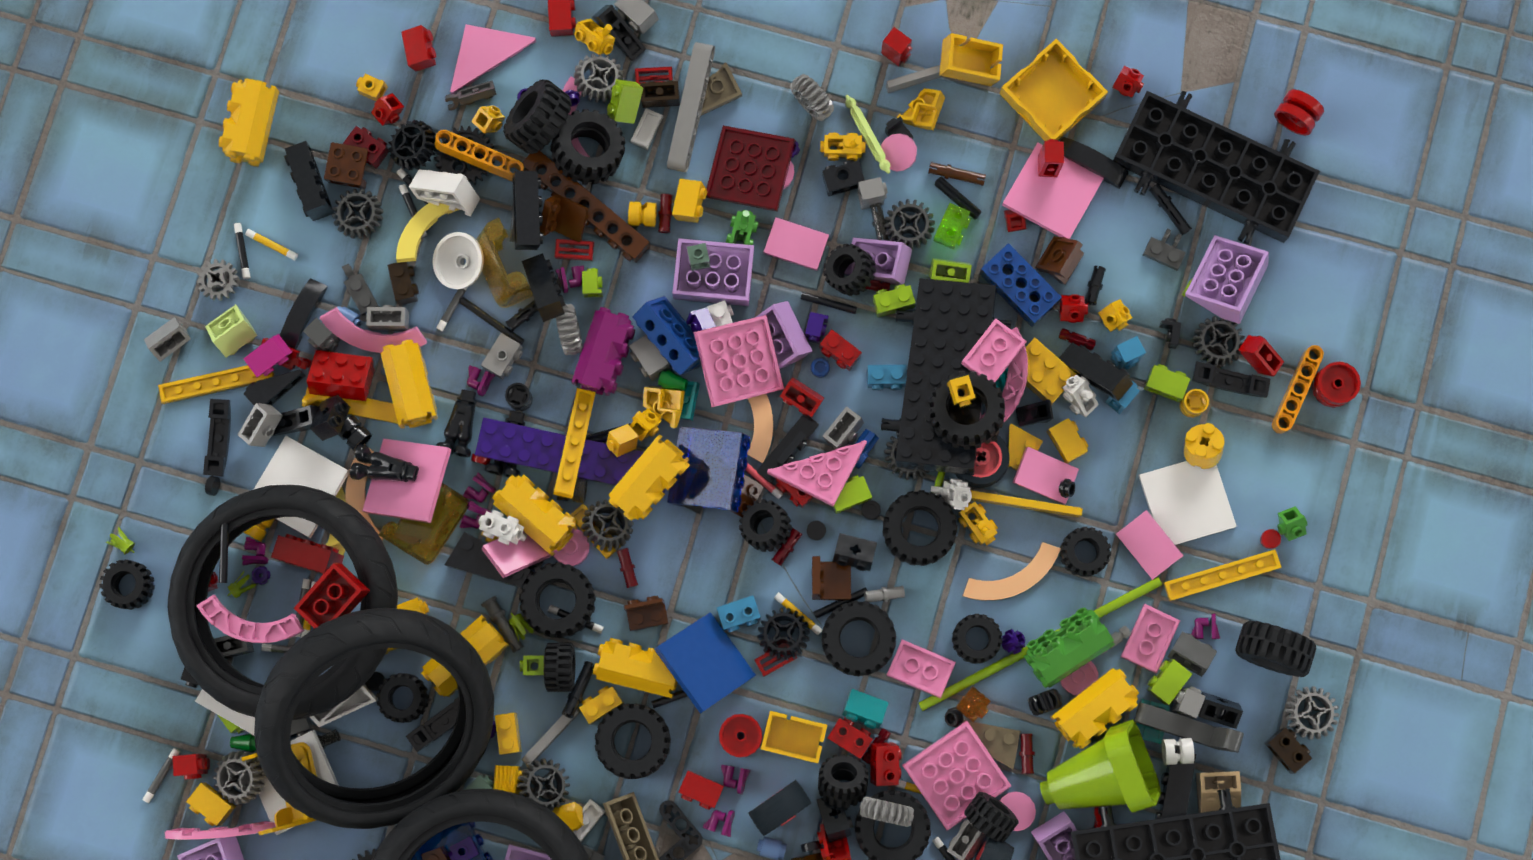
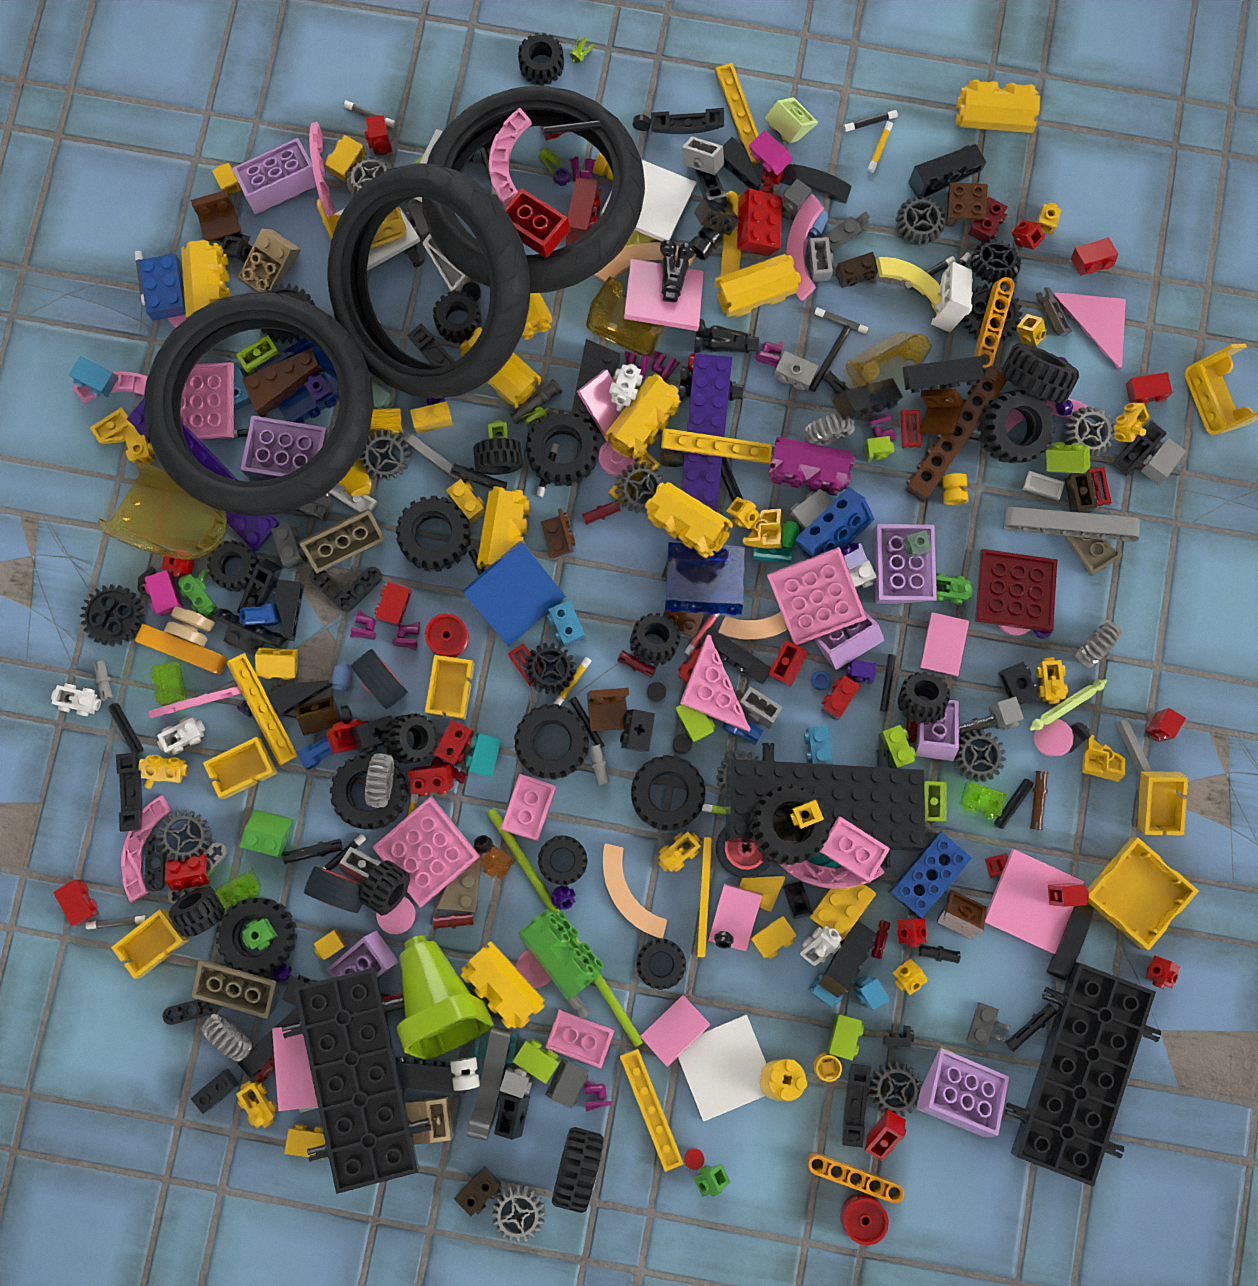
camera: 80 degrees right, 0 degrees up
(167, 339) = (776, 63): light grey brick -> none
(224, 271) = (834, 95): light grey gear -> none
(450, 257) = (885, 317): white dish -> none
(518, 397) = (757, 390): black wheel -> none
(622, 440) = (724, 491): yellow brick -> none
(665, 213) = (958, 512): dark red pin -> none
(689, 200) = (974, 533): yellow brick -> none
(955, 493) = (706, 824): white brick -> none
(1045, 702) = (505, 934): black gear -> none
(1299, 112) = (1155, 1160): red wheel -> none

